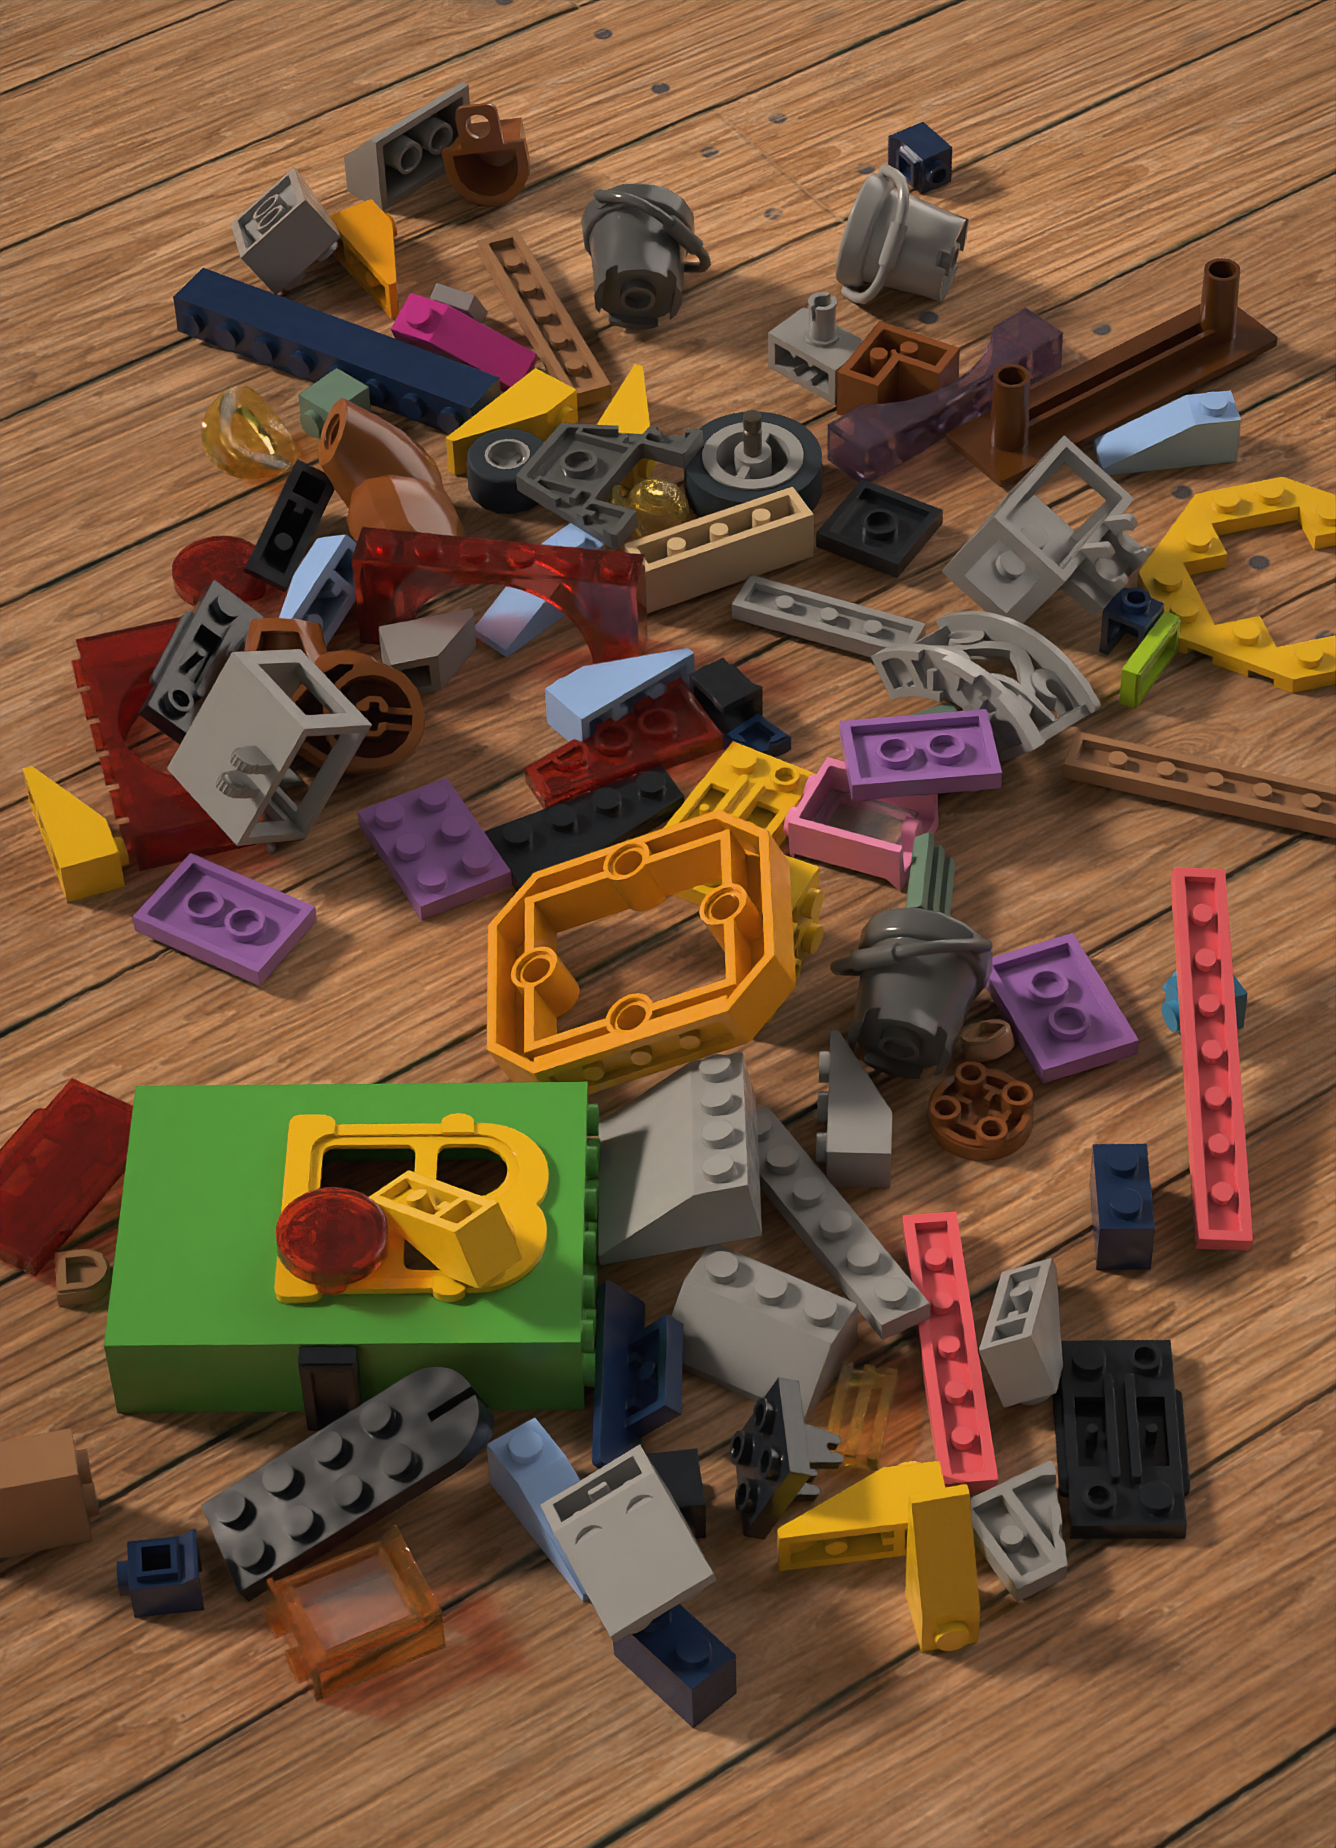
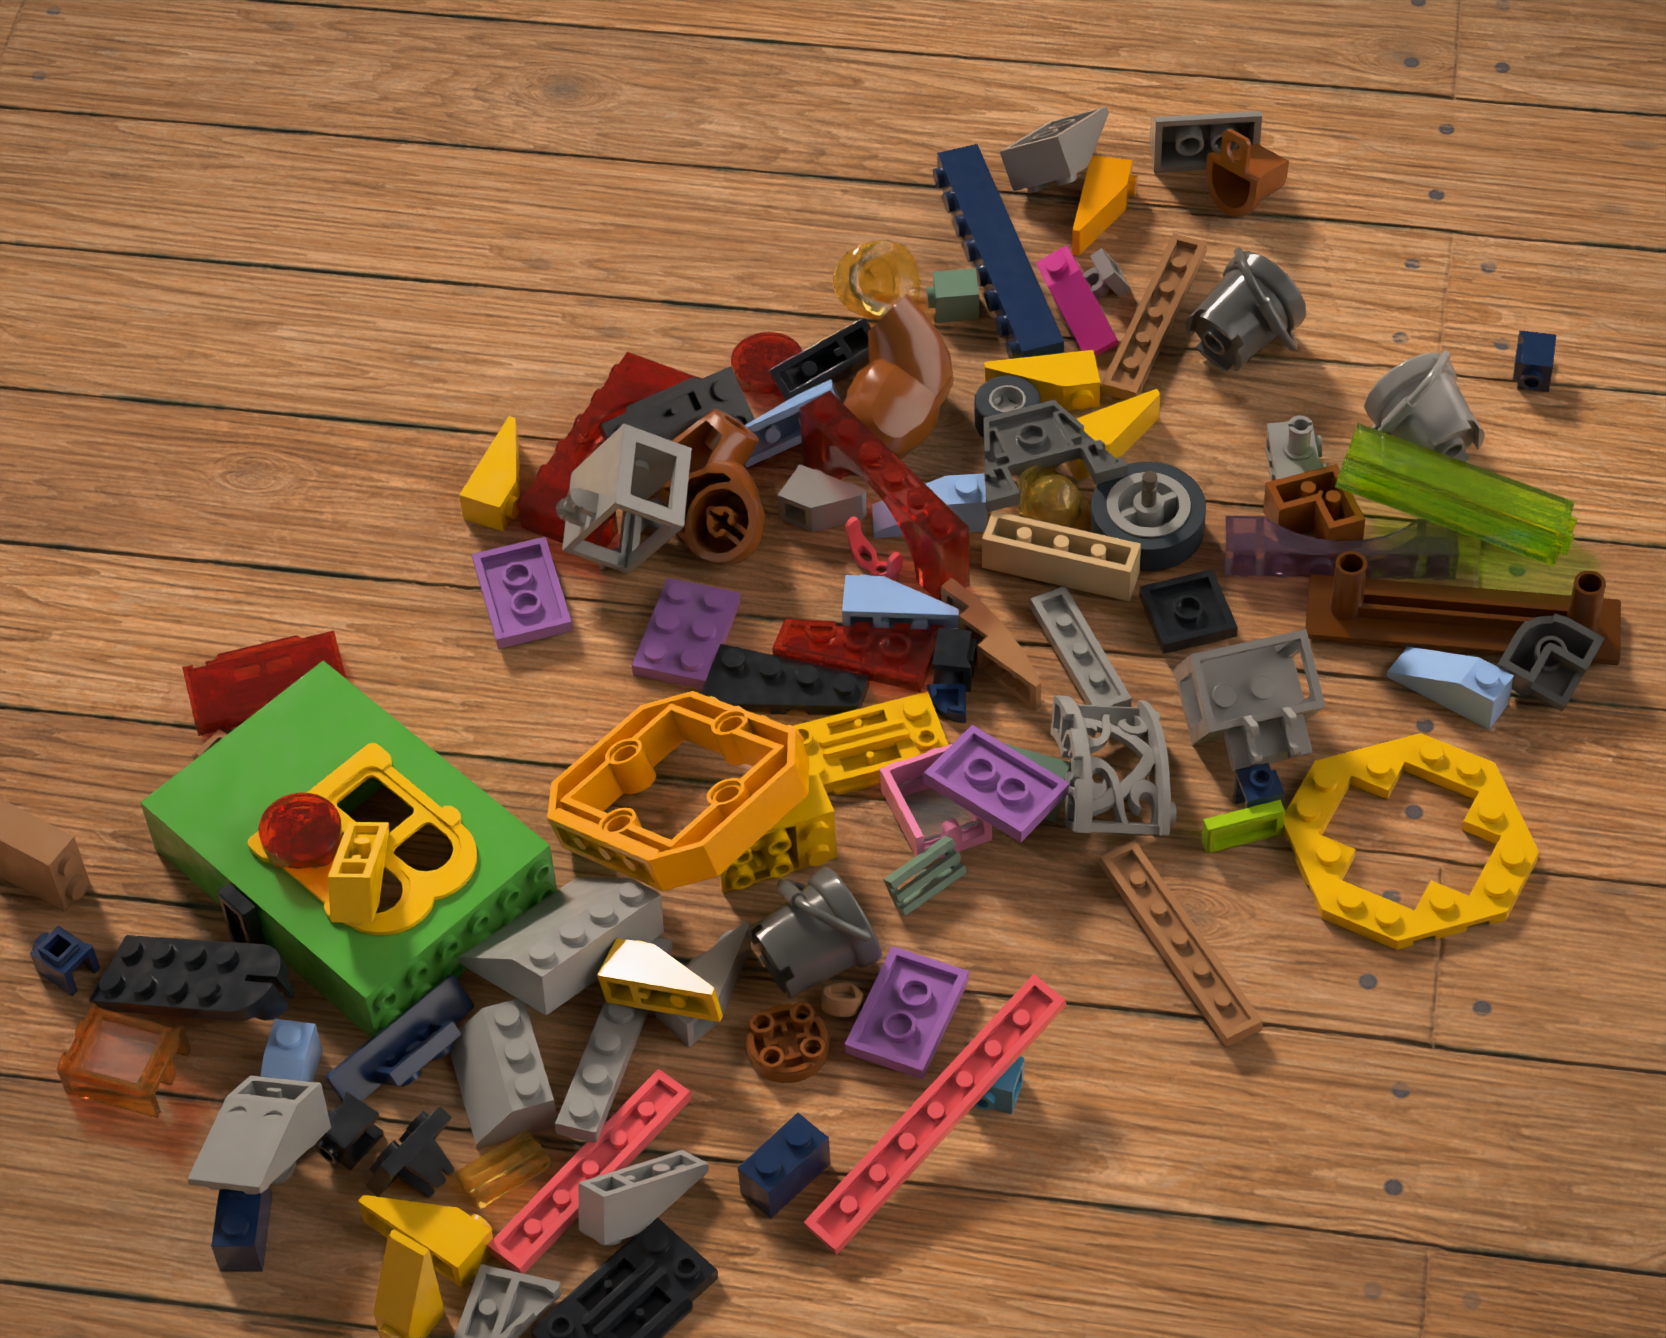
camera: 45 degrees right, 5 degrees up
(510, 666) = (859, 544): none -> coral cap
(778, 666) = (997, 650): none -> medium nougat slope
(835, 1126) = (650, 979): none -> yellow slope
(1006, 284) = (1457, 495): none -> clear neon green brick
(1239, 356) = (1550, 658): none -> dark grey brick

